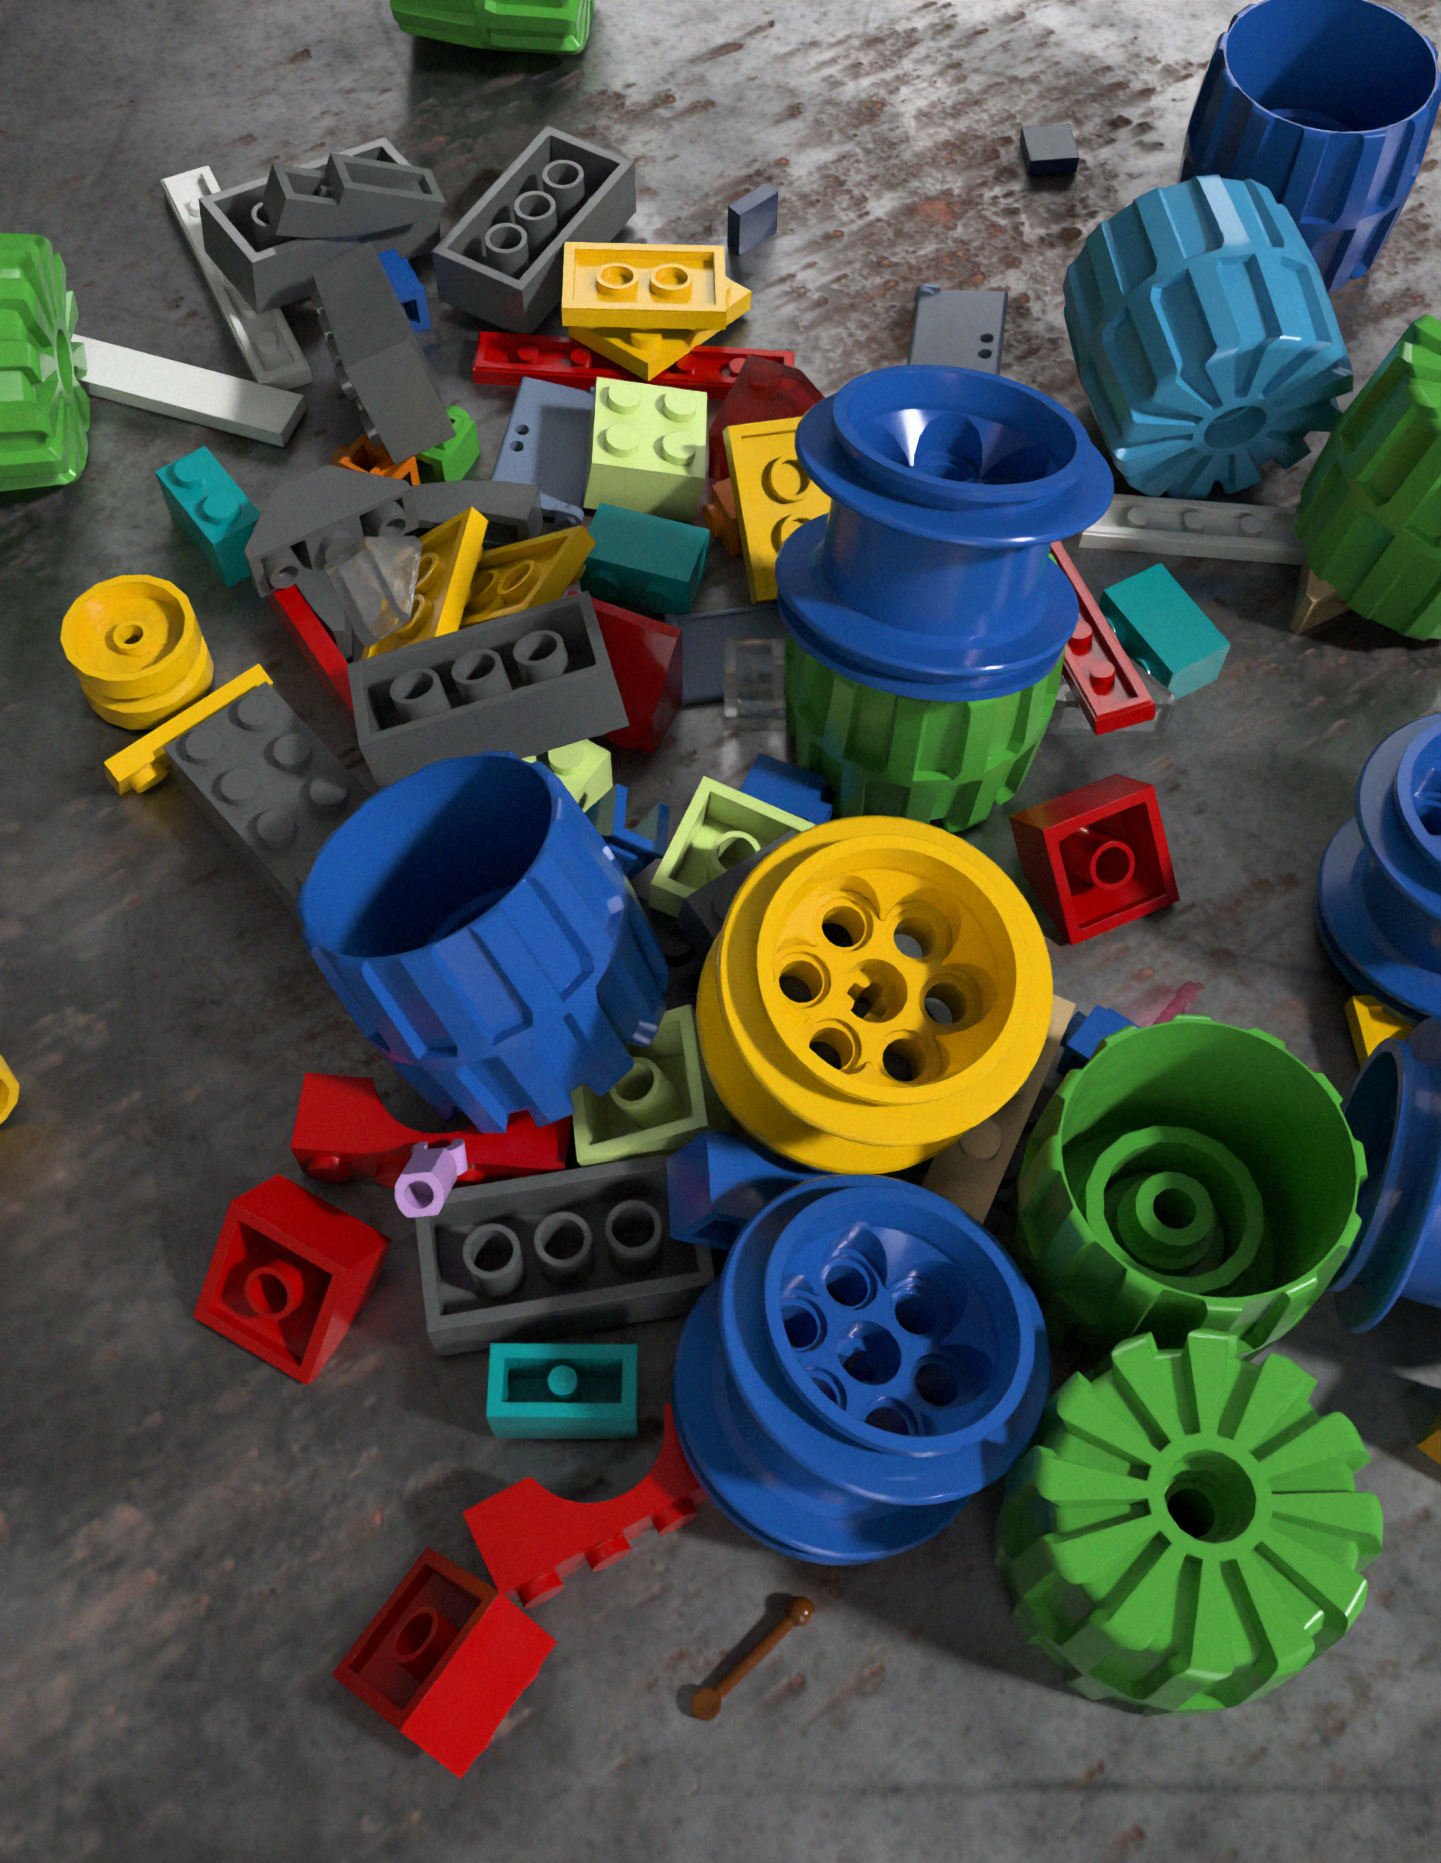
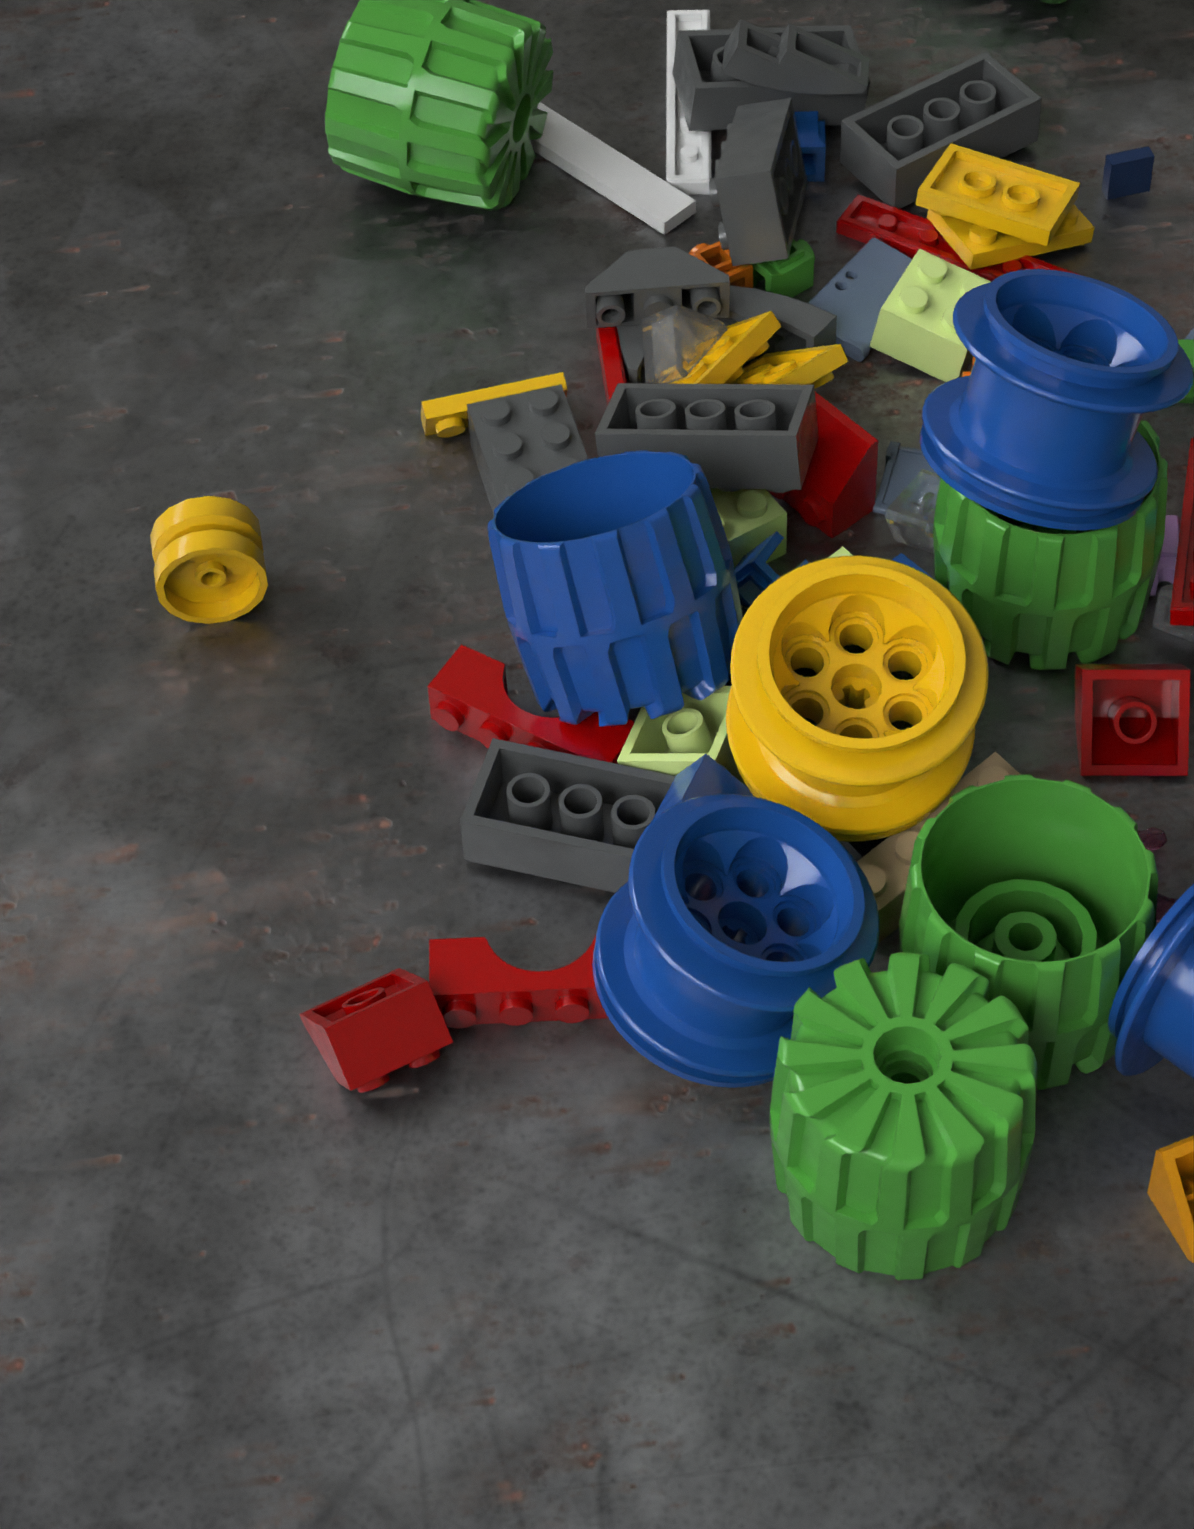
camera: 30 degrees right, 10 degrees down
(137, 651) = (481, 335): yellow wheel -> none
(210, 512) = (580, 256): teal brick -> none
(290, 1276) = (389, 769): red slope -> none
(429, 1178) = (508, 724): lavender bar -> none
(563, 1391) = (536, 901): teal brick -> none
(645, 560) = (886, 394): teal brick -> none
(707, 1701) = (537, 1131): reddish brown hinge -> none

